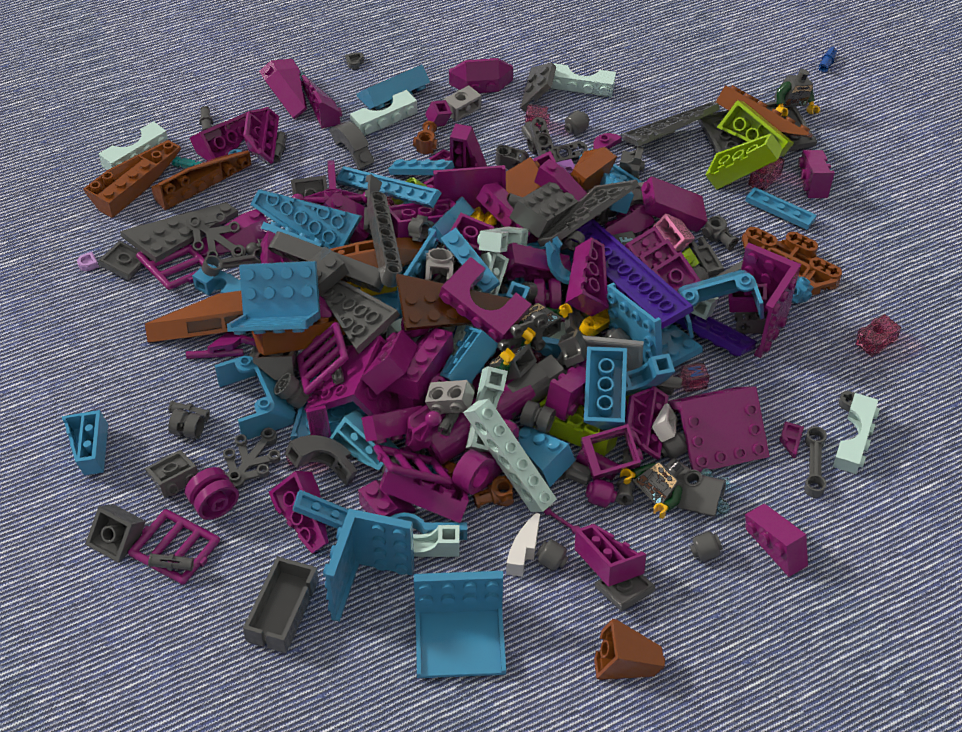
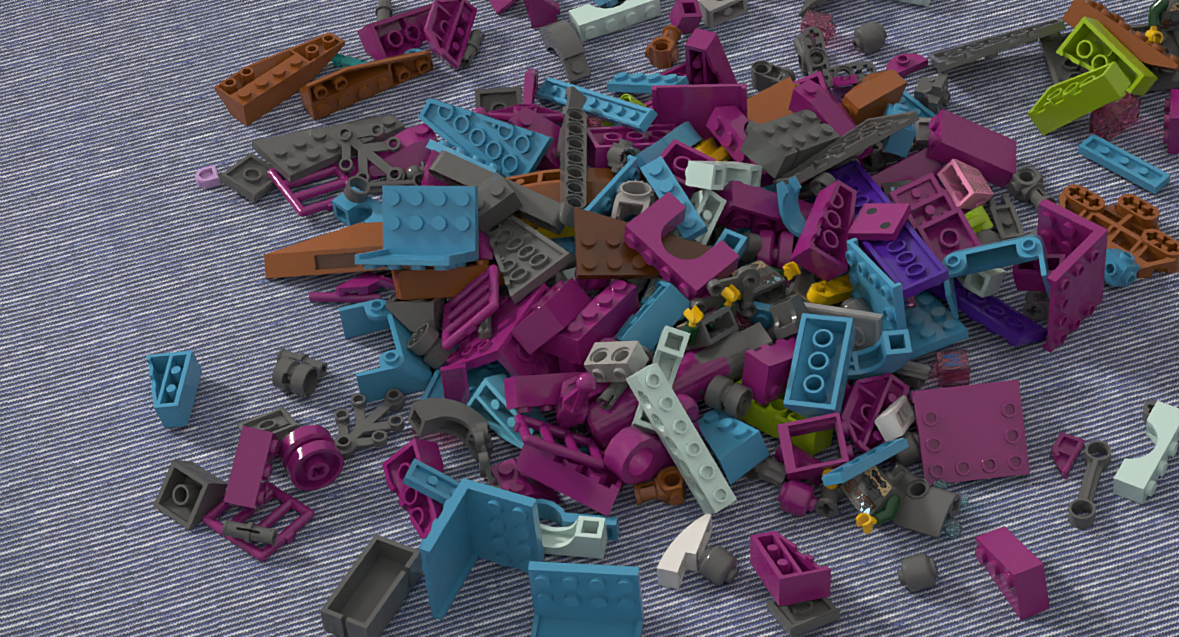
camera: 15 degrees right, 5 degrees down
(150, 136) = (310, 25): light aqua arch -> none
(166, 508) = (251, 468): none -> magenta wedge
(354, 488) = (480, 437): none -> dark grey plant
(548, 511) = (726, 515): magenta hinge -> none
(567, 157) = (844, 80): none -> magenta tile
(627, 268) = (879, 221): none -> magenta tile
(653, 462) = (864, 461): none -> dark azure tile

